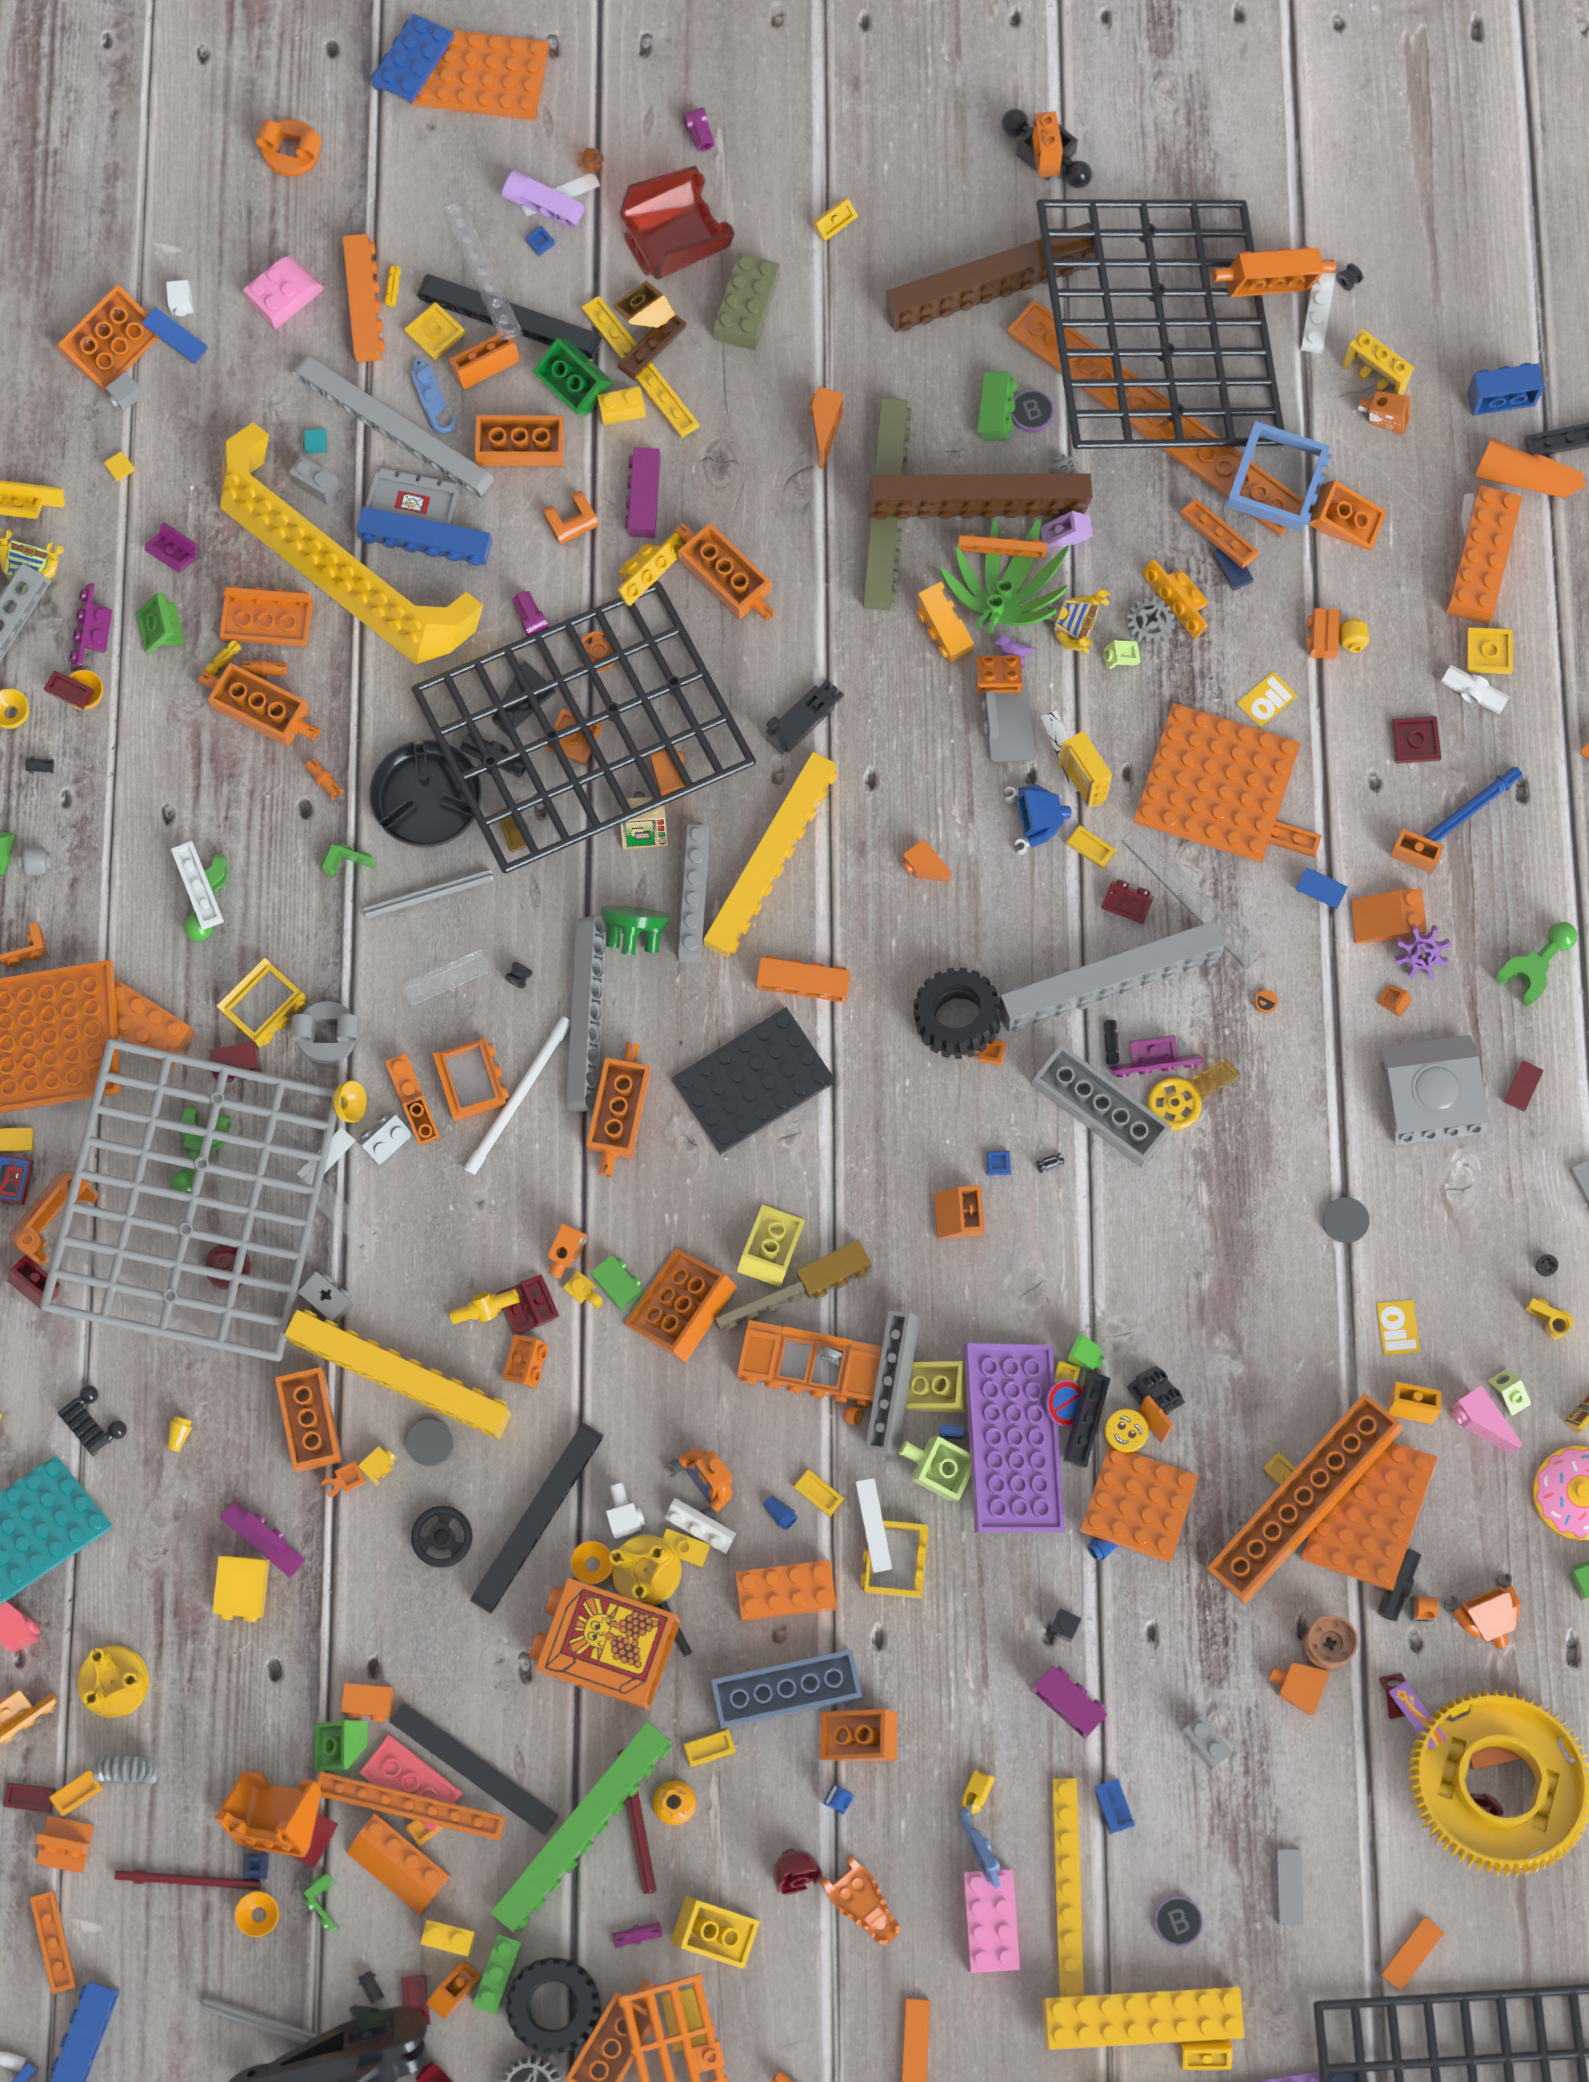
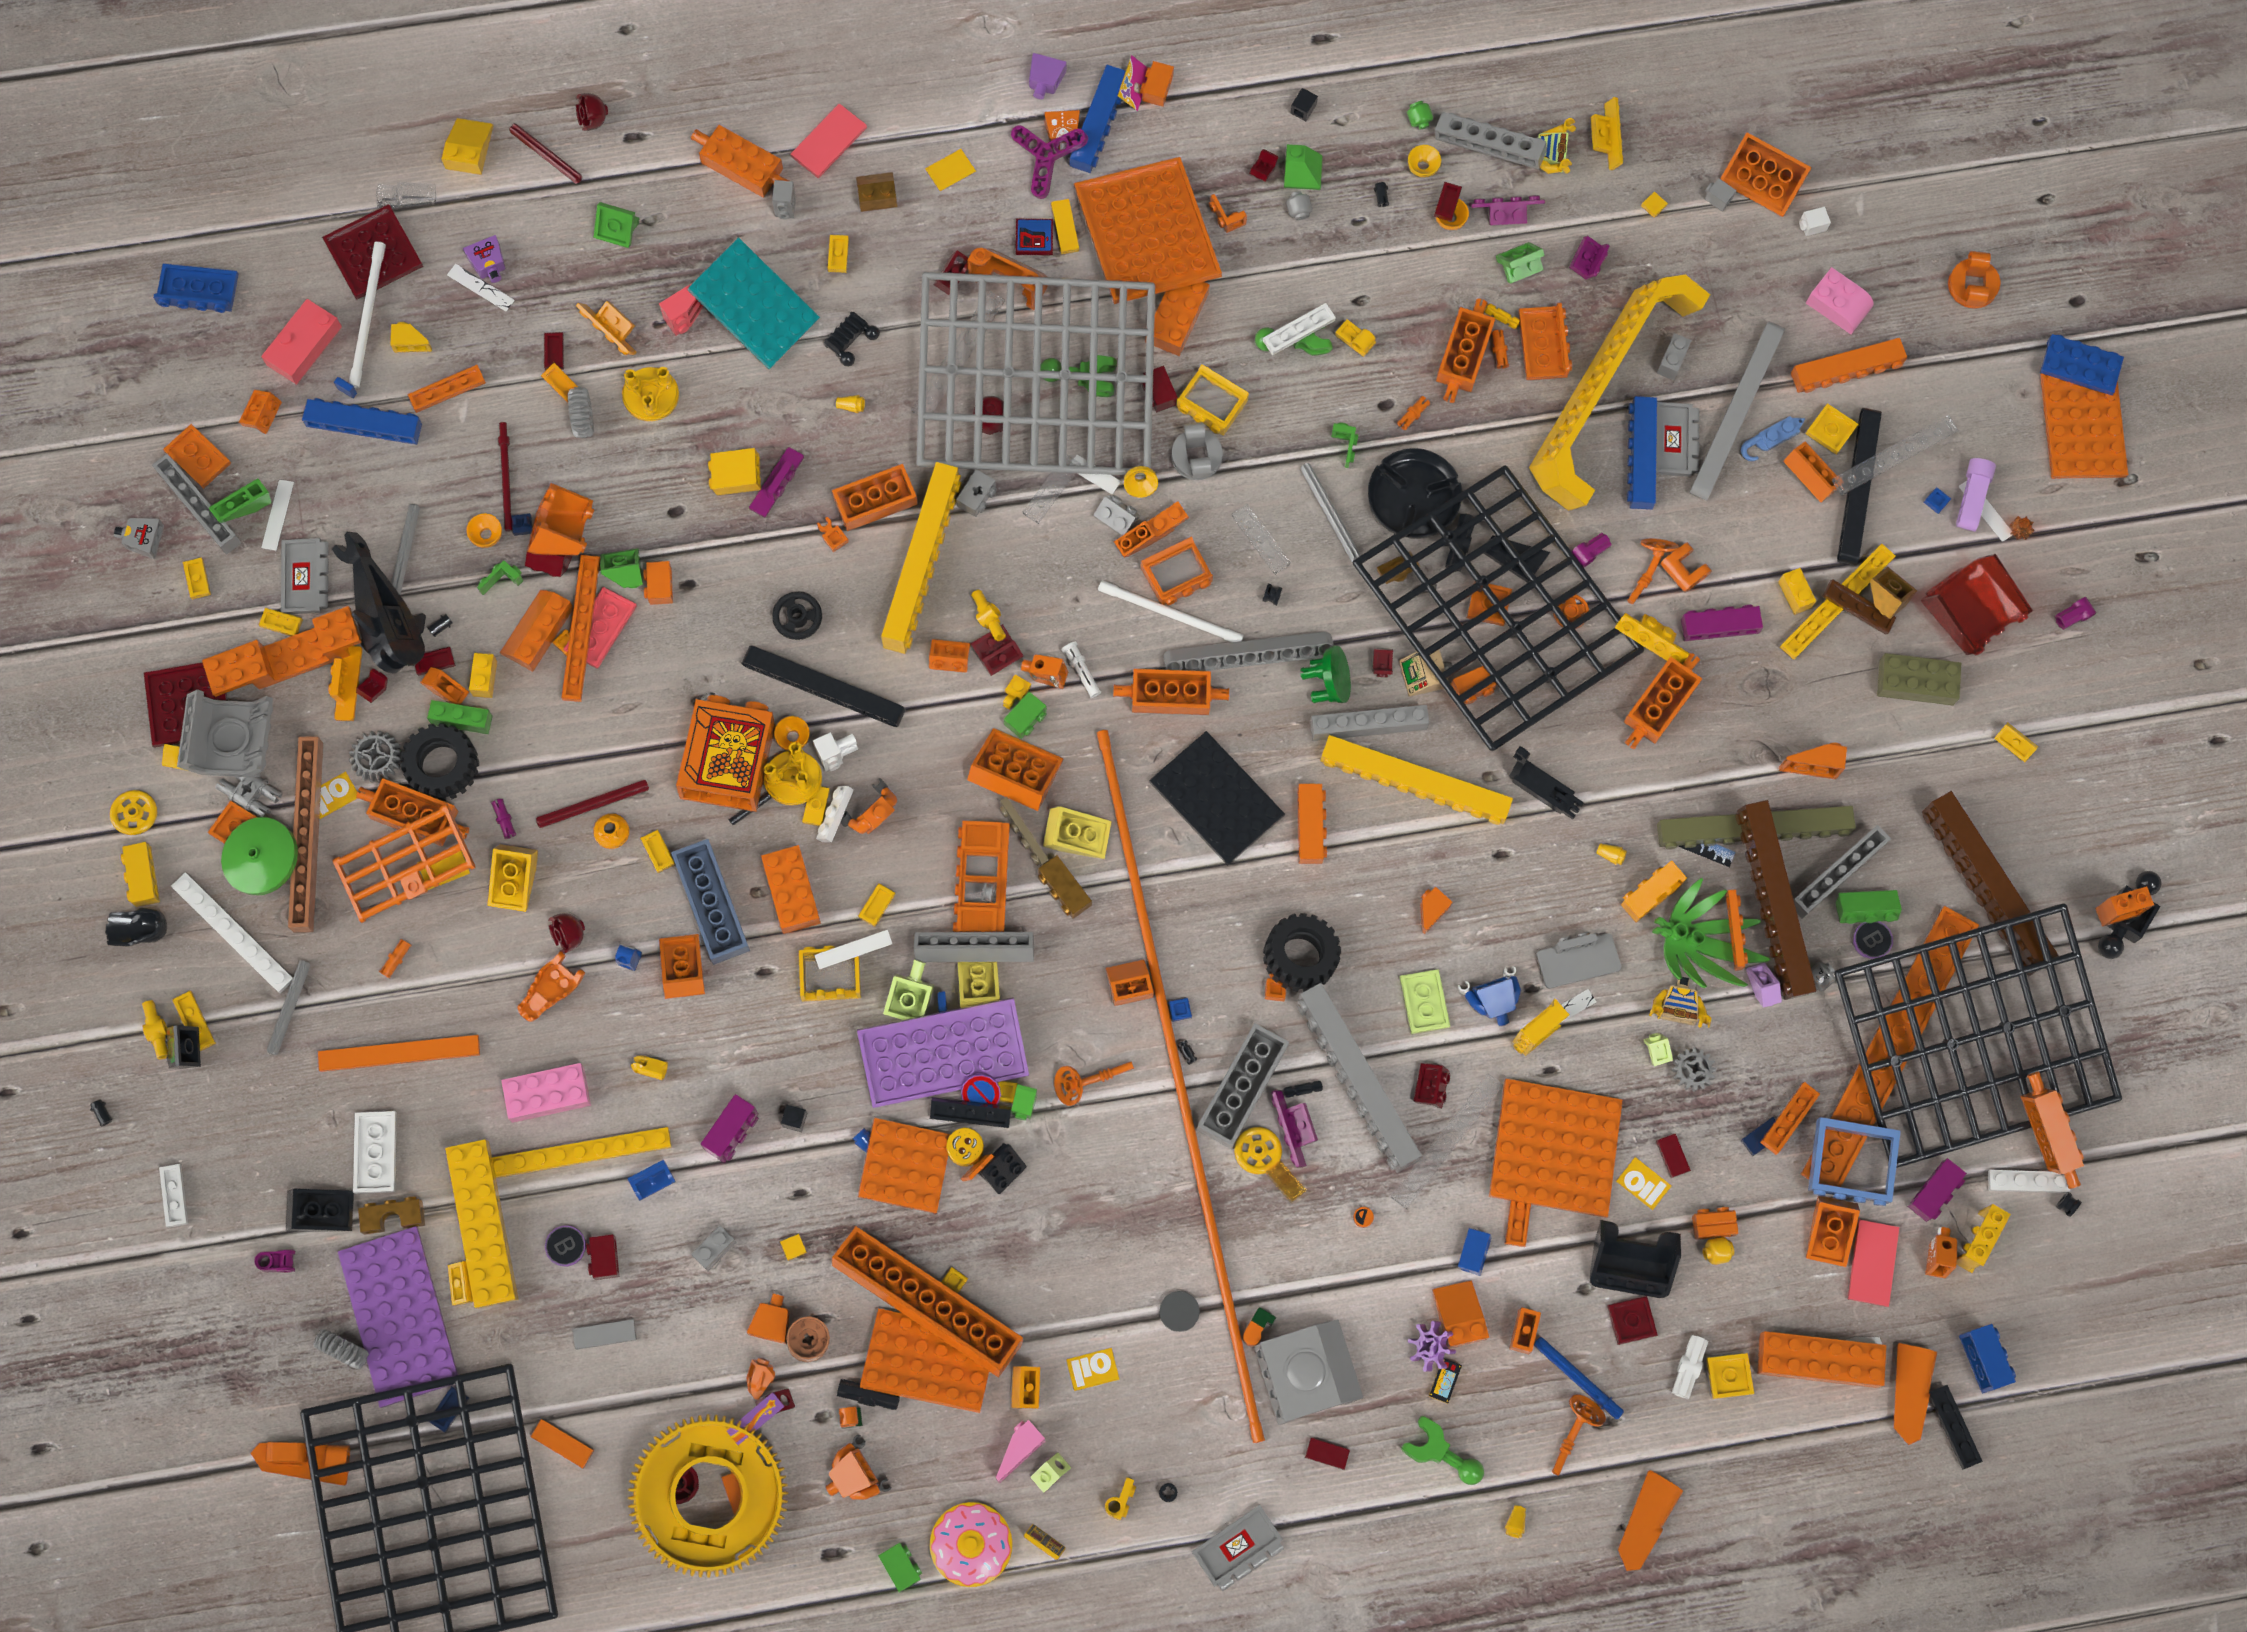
camera: 75 degrees right, 0 degrees up
(64, 1844) = (521, 382): orange bracket -> none
(174, 335) = (1779, 224): blue tile -> none
(219, 824) = (1357, 339): none -> yellow plate
(315, 441) = (1710, 352): teal tile -> none
(377, 1464) = (847, 556): yellow brick -> none
(392, 286) = (1866, 388): yellow axle -> none
(429, 1442) = (872, 594): dark grey tile -> none
(474, 1768) = (617, 673): black tile -> none
(520, 440) = (1745, 513): orange brick -> none
(547, 542) = (1658, 548): none -> orange dish
(572, 376) = (1813, 544): green brick -> none
(581, 1827) = (581, 761): bright green brick -> none
(598, 1200) = (1079, 660): none -> white pin
(624, 866) = (1382, 662): none -> dark red bracket
(780, 1512) = (855, 876): blue cone -> none
(853, 1415) = (944, 926): orange hinge -> none
(891, 660) = (1612, 853): none -> yellow cone
(908, 551) = (1715, 853): none -> sticker
(951, 423) = (1840, 871): none -> light grey brick
(981, 1850) = (602, 1073): medium blue plate -> none
(999, 674) = (1615, 942): orange bracket -> none
(1010, 647) = (1640, 955): medium lavender animal -> none
(1029, 892) = (1424, 1001): none -> yellowish green tile
(1070, 1293) = (1077, 1084): none -> orange dish
(1091, 846) = (1476, 1048): yellow tile -> none
(1180, 595) = (1725, 1092): light orange bracket -> none
(1199, 1875) = (603, 1257): none -> dark red brick
(1215, 1648) = (793, 1247): none -> yellow tile
(1241, 662) = (1673, 1155): none -> dark red tile
(1317, 402) = (1937, 1190): none -> magenta brick
(1358, 722) = (1634, 1265): none -> black windscreen
(1365, 1707) = (759, 1377): none -> orange hand
(1375, 1138) = (1253, 1332): none -> leg
(1387, 483) = (1873, 1263): none -> coral tile
(1395, 1000) = (1385, 1330): orange slope -> none
(1461, 947) = (1445, 1382): none -> tile
(1482, 1158) = (1255, 1424): none -> orange piece
(1514, 807) = (1583, 1416): none -> orange dish

